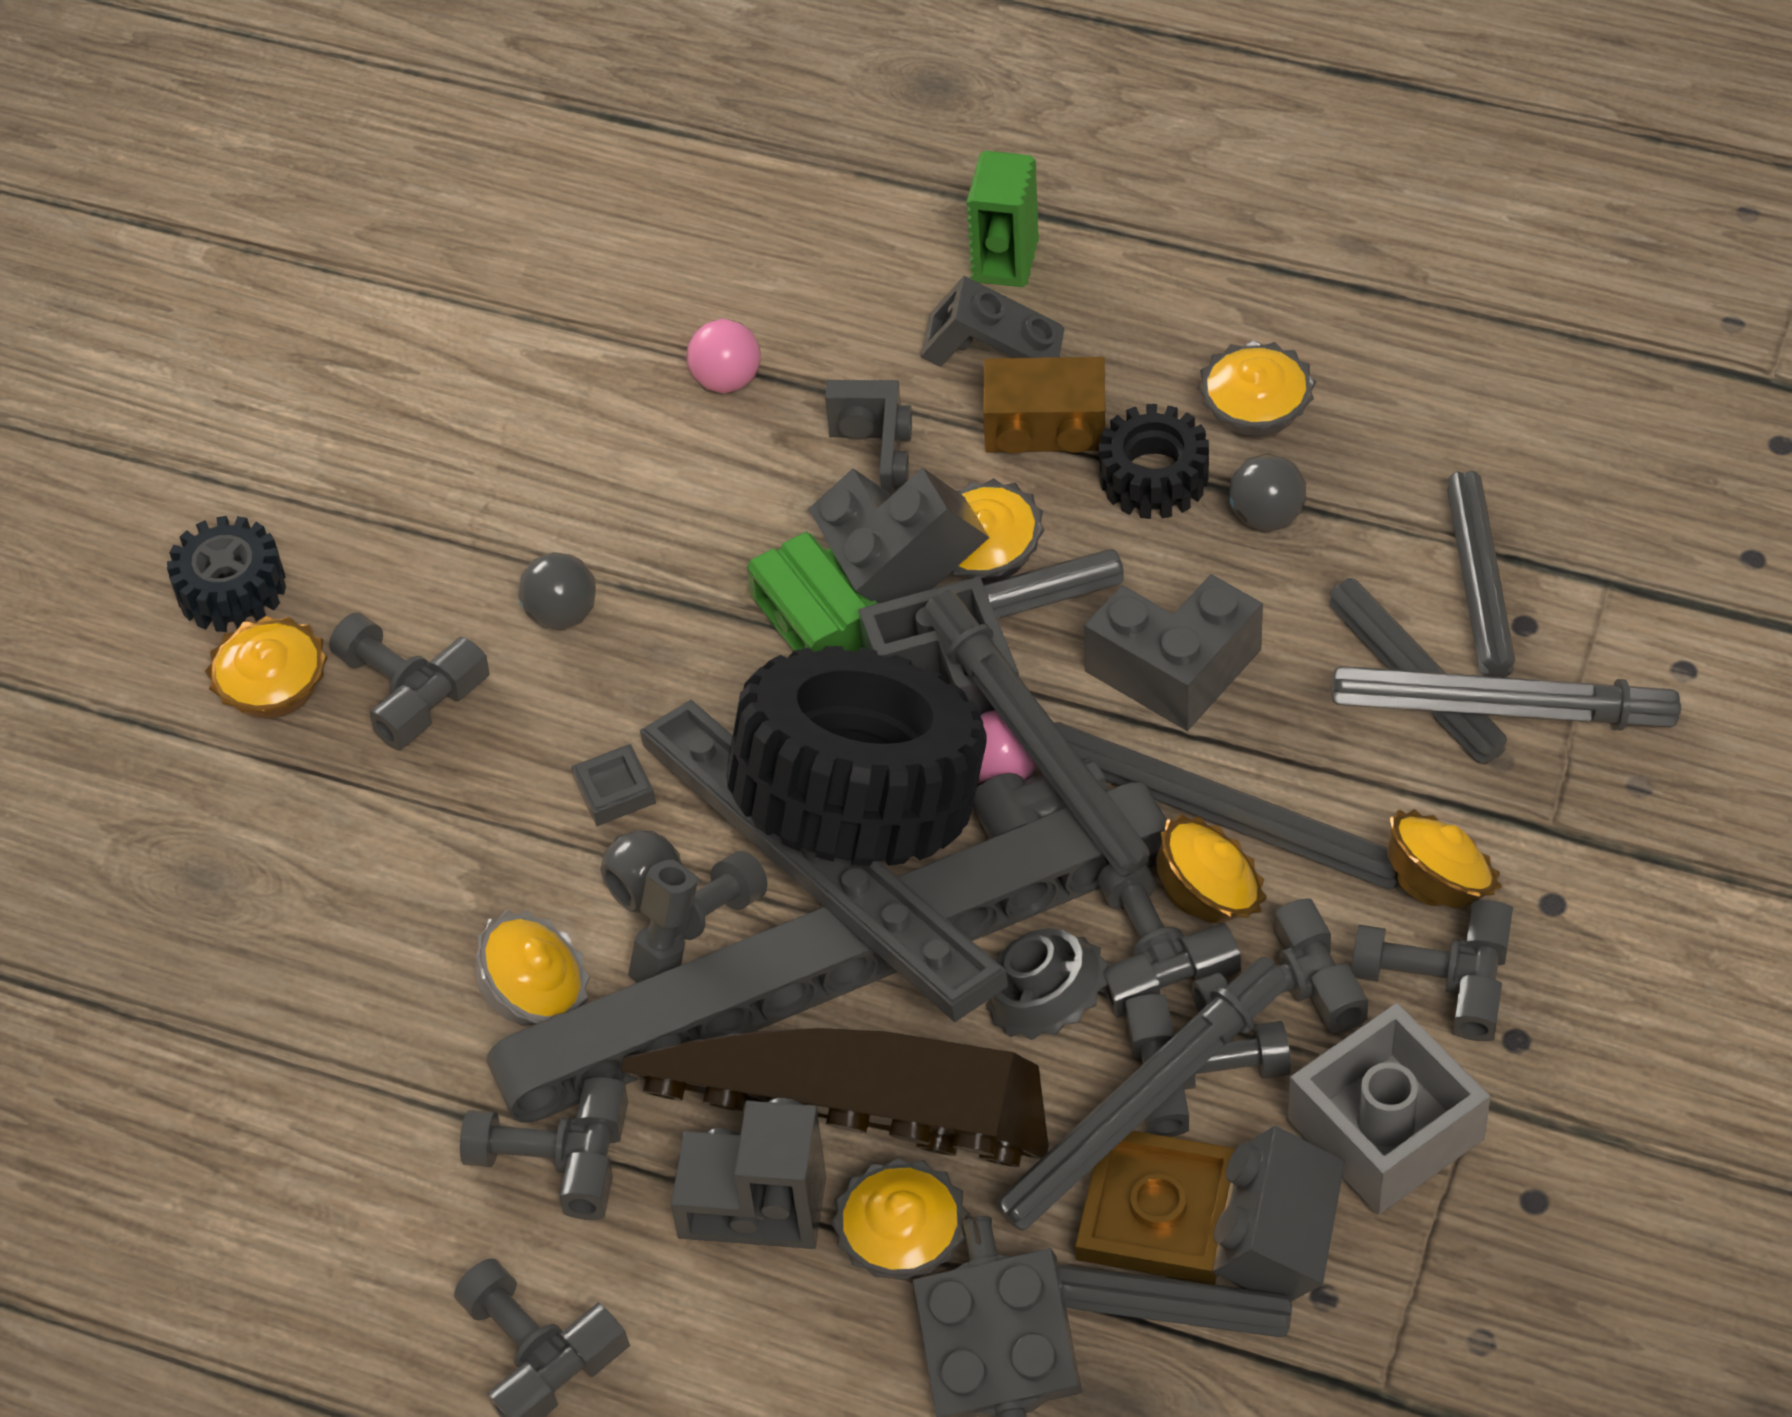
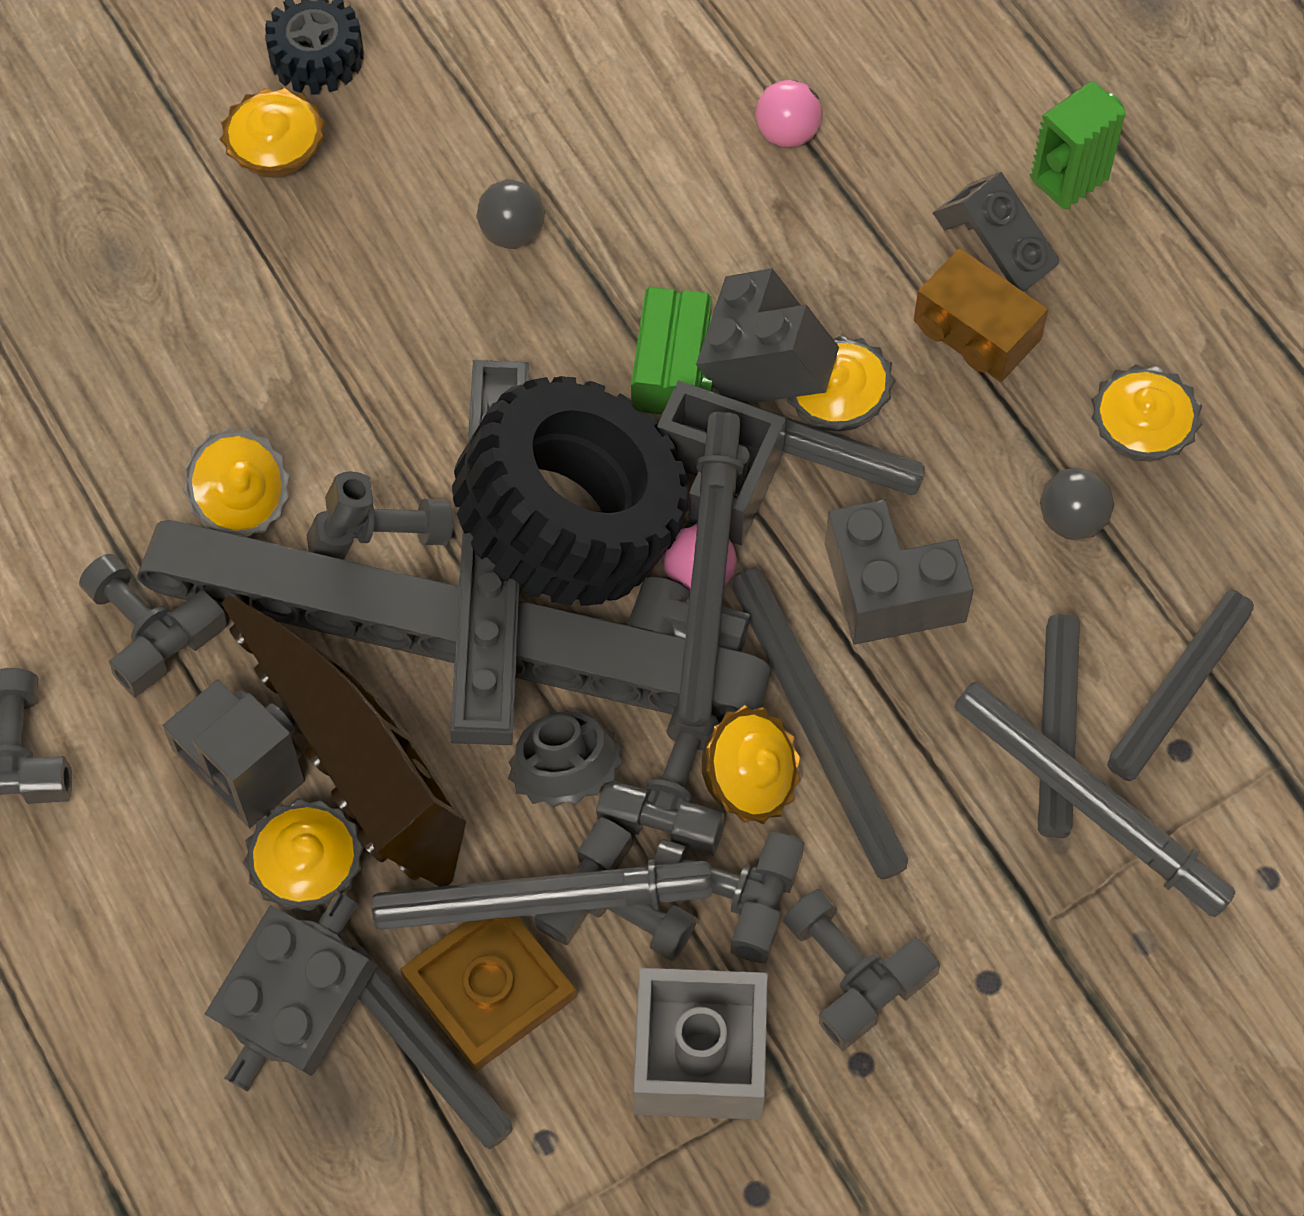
camera: 35 degrees right, 10 degrees up
(414, 682) = (360, 214): dark grey bar -> none
(613, 785) = (424, 387): dark grey tile -> none
(629, 860) = (383, 460): dark grey piece -> none
(873, 411) = (854, 235): dark grey bracket -> none
(1154, 435) = (1025, 390): black tyre -> none
(1278, 1214) = (550, 1059): dark grey brick -> none
(1439, 861) = (924, 886): piece -> none

